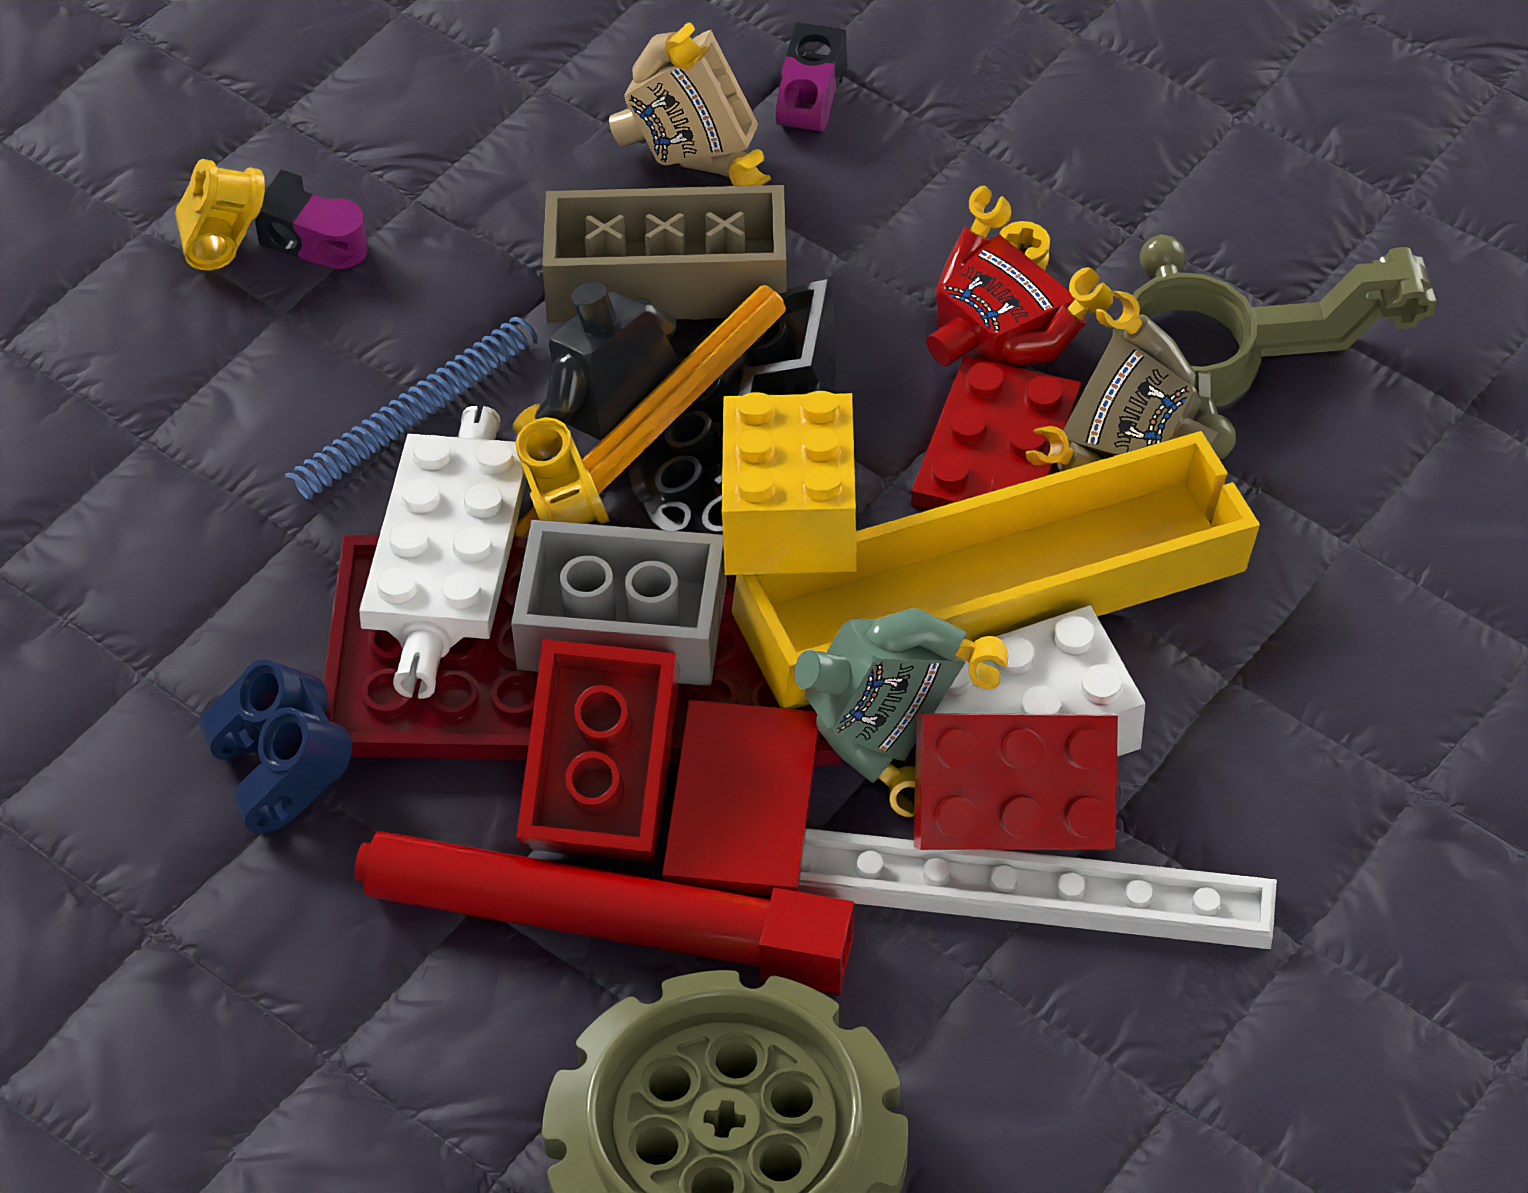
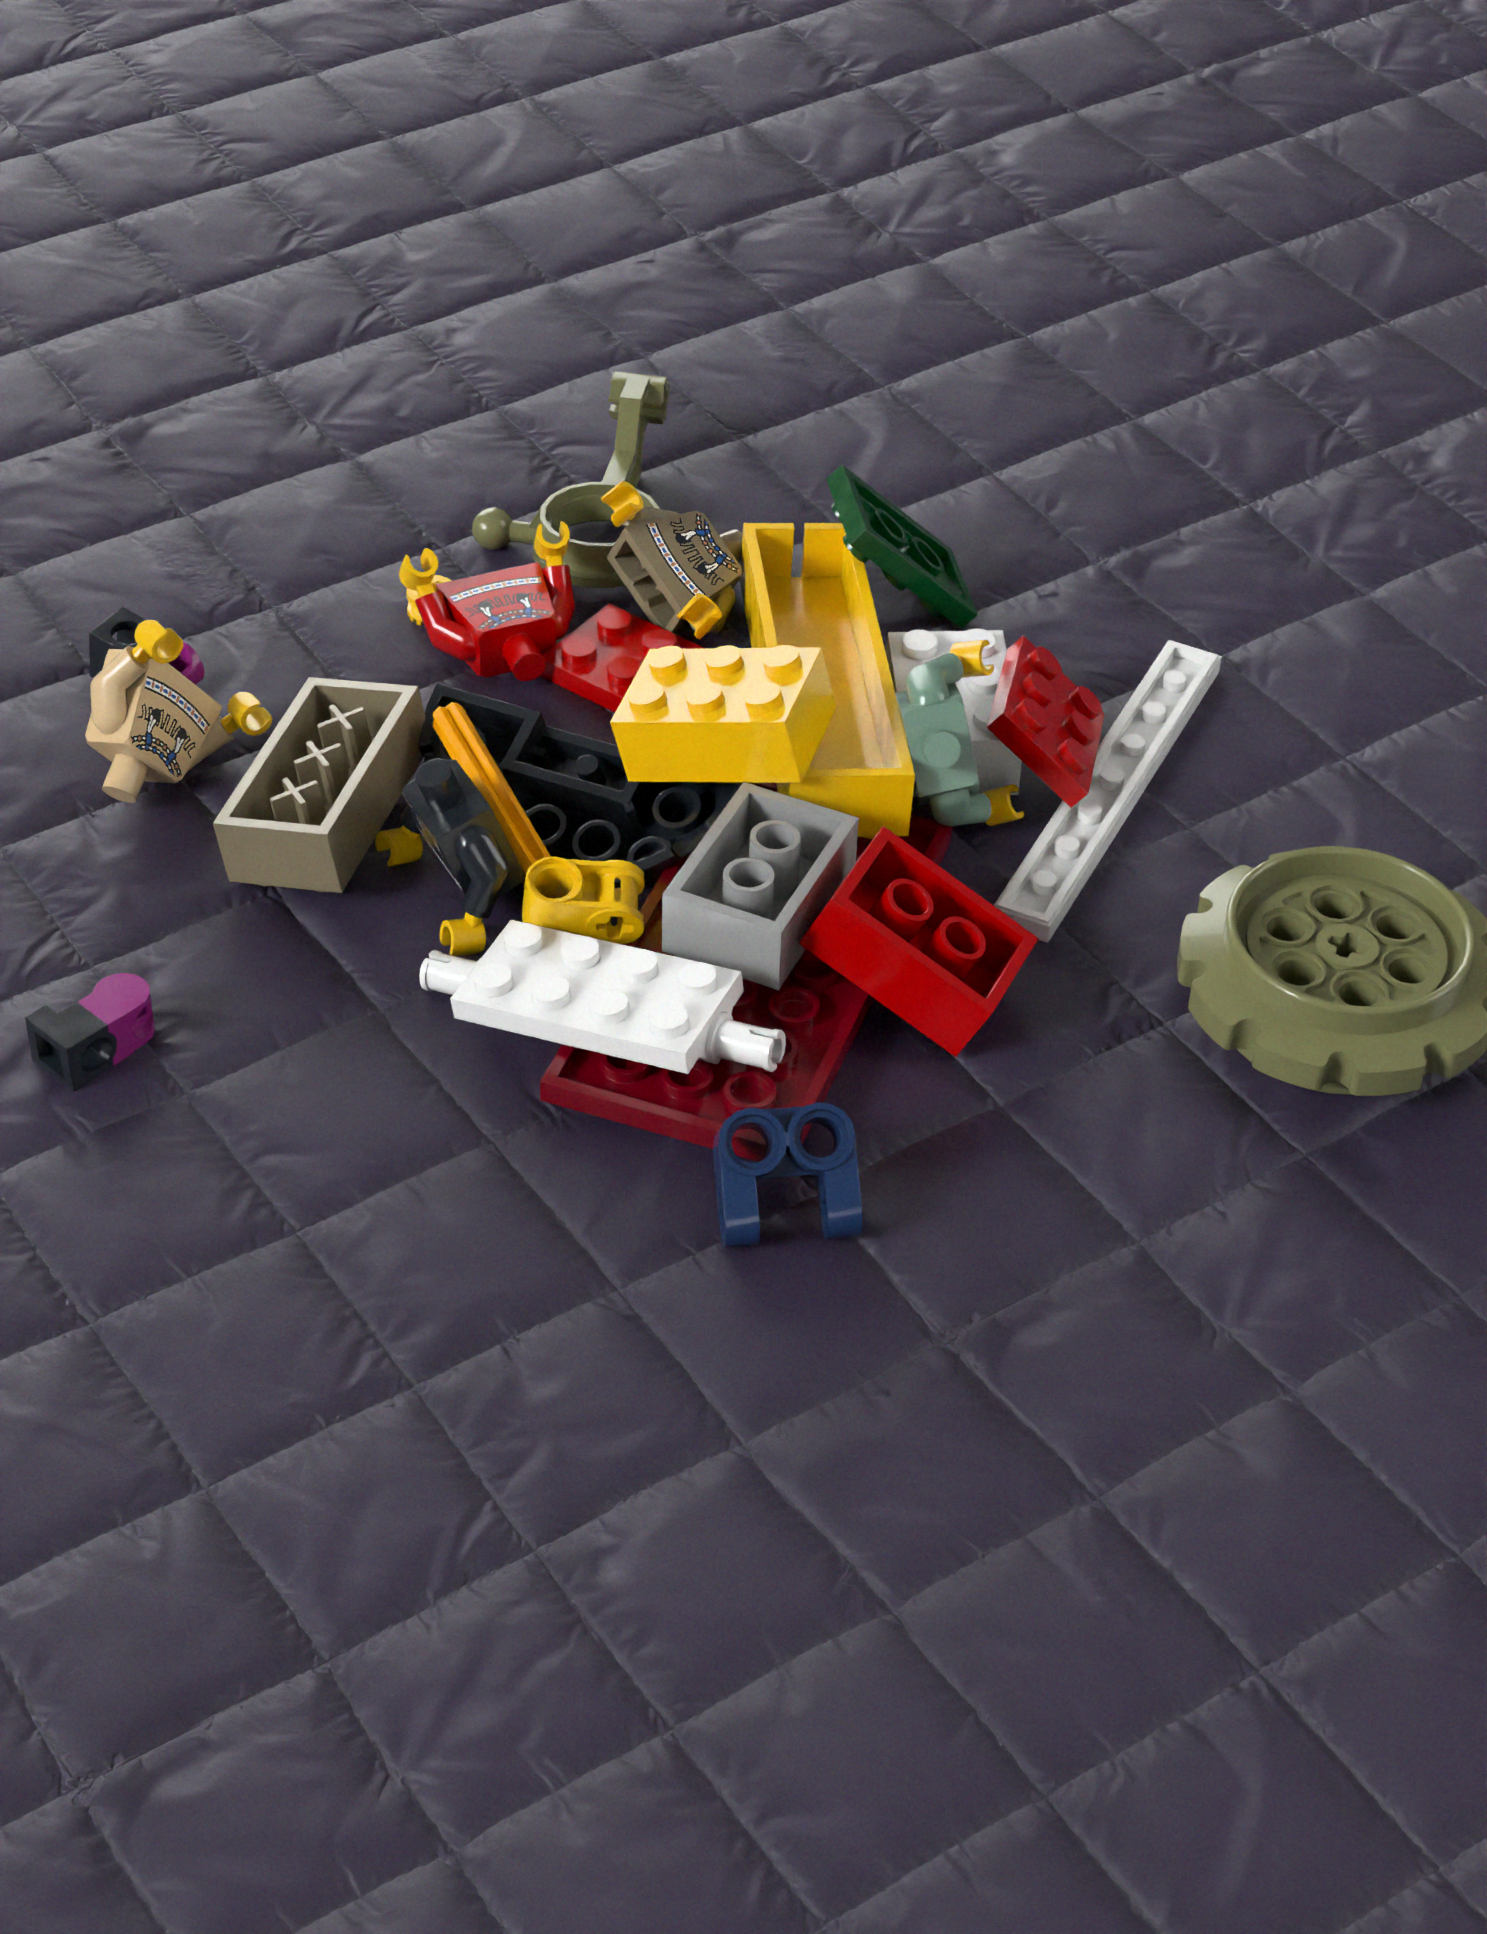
camera: 75 degrees left, 10 degrees down
(217, 213) = (47, 1090): yellow piece -> none
(428, 402) = (389, 989): medium blue piece -> none
(742, 798) = (1019, 882): red tile -> none
(786, 936) = (1130, 911): red brick -> none
(1251, 579) = (900, 547): none -> dark green plate

